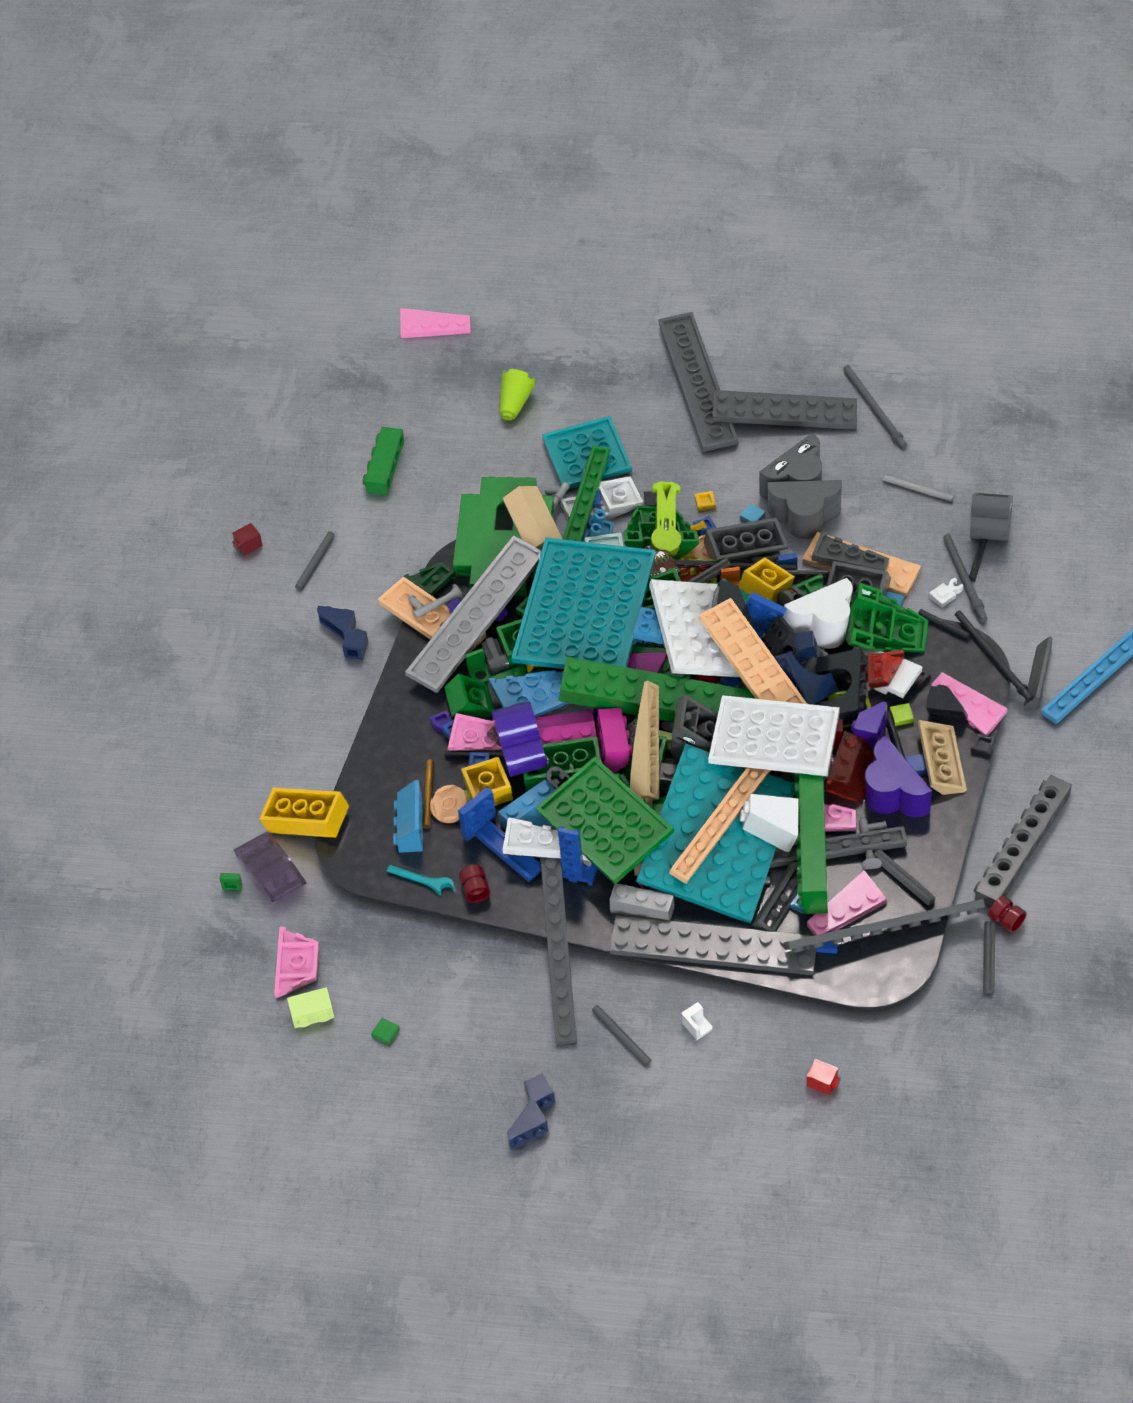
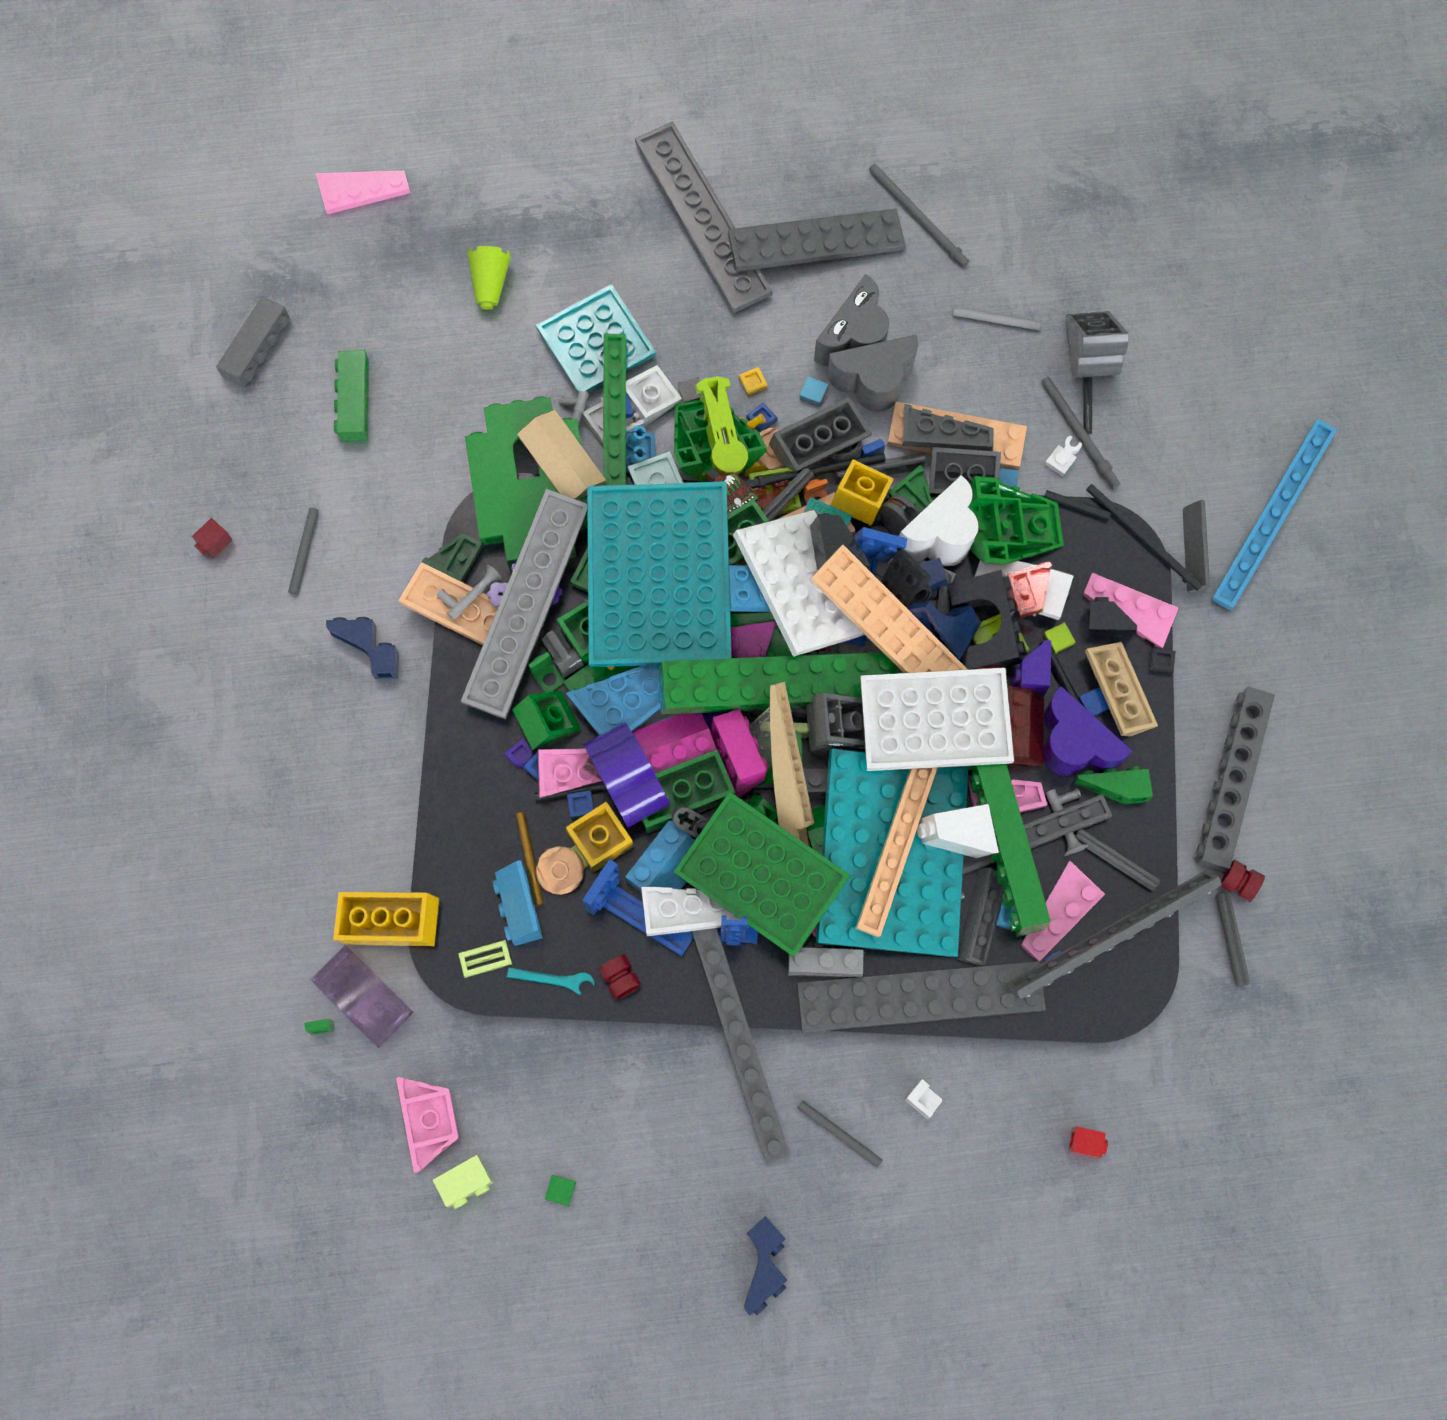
camera: 20 degrees left, 20 degrees up
(318, 412) = (253, 341): none -> dark grey brick
(373, 858) = (505, 953): none -> yellowish green tile
(922, 824) = (1121, 786): none -> green slope

